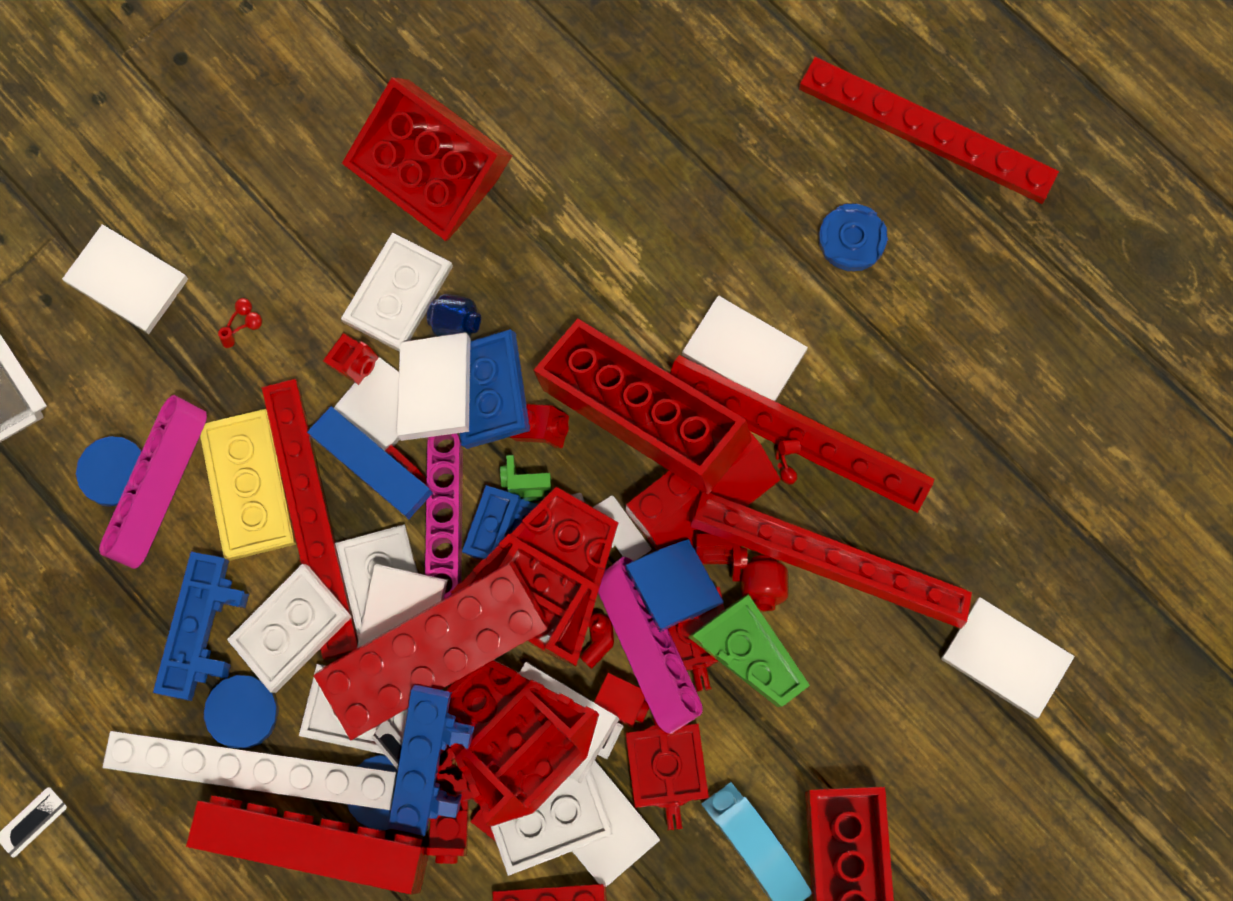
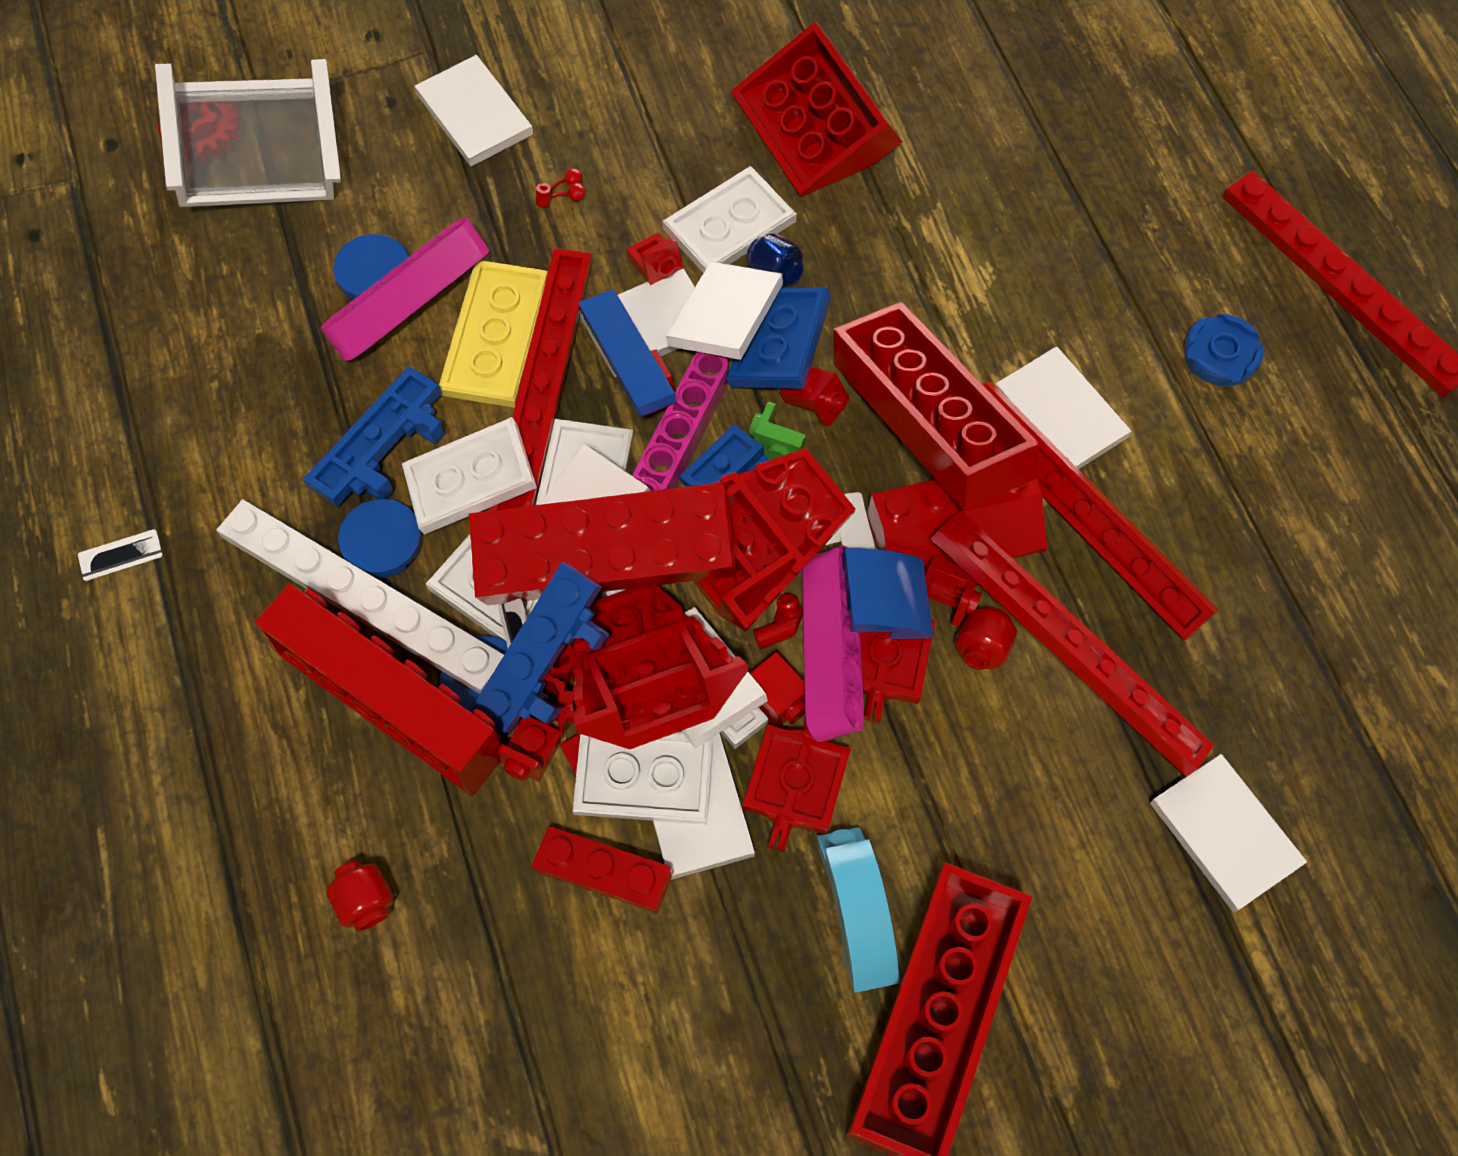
camera: 20 degrees right, 10 degrees down
(752, 651) = (943, 699): bright green wing -> none
(787, 447) = (1074, 515): red piece -> none

